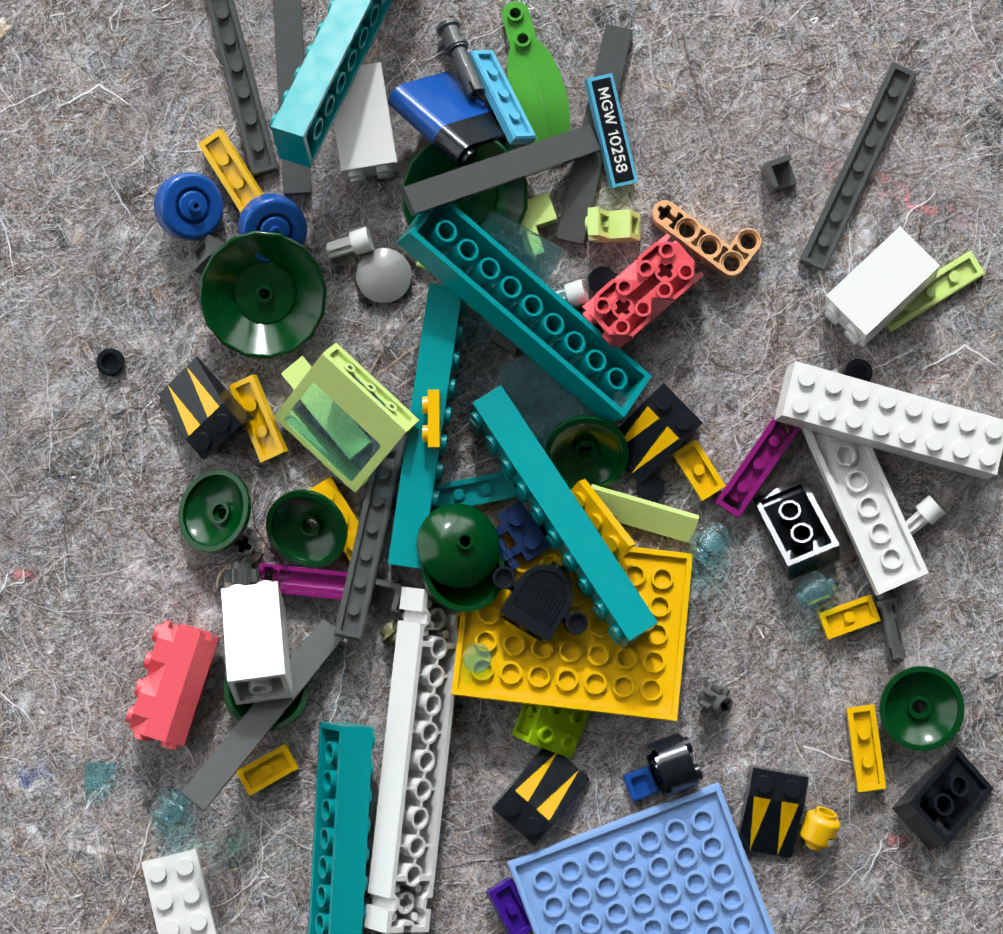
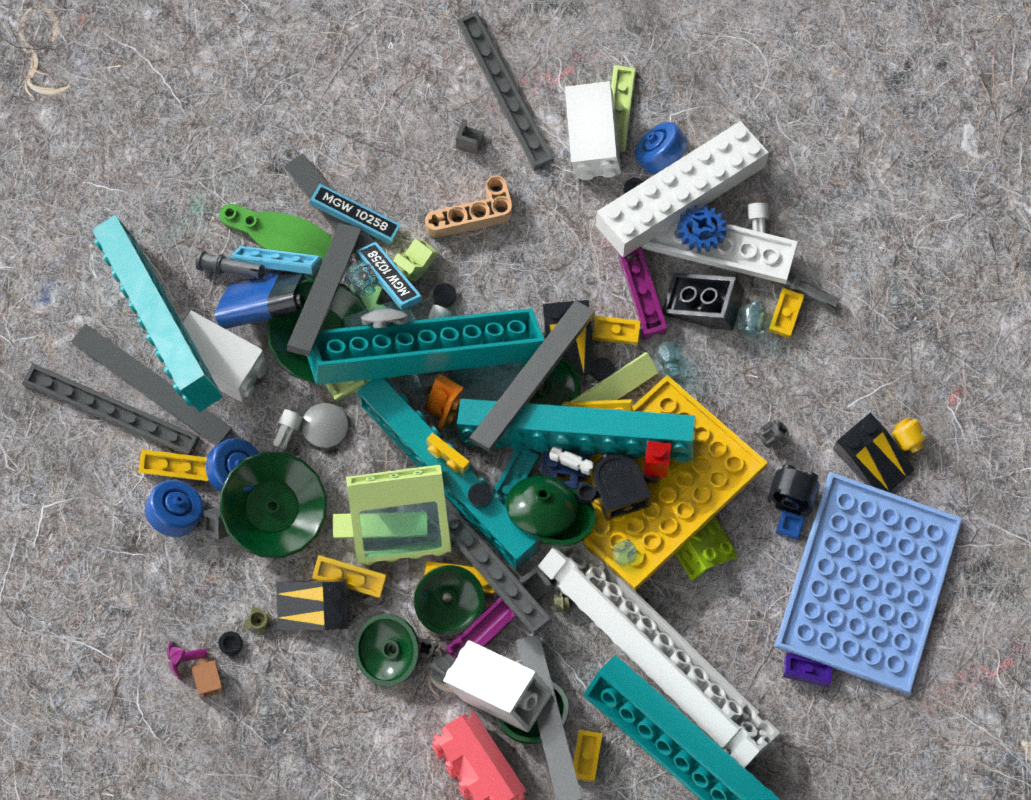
camera: 50 degrees left, 15 degrees down
(56, 326) = (177, 655): none -> magenta plant
(59, 369) = (207, 678): none -> nougat brick
(144, 366) = (256, 614): none -> olive plate
(419, 481) = (479, 495): none -> black tile
(493, 368) = (444, 400): none -> orange bracket
(518, 250) = (381, 316): none -> light grey dish
(527, 536) = (571, 460): none -> white axle
(540, 794) = (746, 593): black slope -> none
(544, 194) = (361, 279): none -> clear light blue head
(570, 216) = (389, 276): none -> tile
(577, 435) = (532, 376): none -> tile
(587, 620) = (657, 459): none -> red brick
(642, 292) = (474, 269): coral brick -> none
(863, 483) = (703, 231): none -> blue gear
(865, 748) = (879, 367): yellow plate -> none
(919, 365) = (661, 147): none -> blue wheel
(940, 714) = (883, 299): dark green dish -> none
(943, 799) = (950, 347): black slope -> none

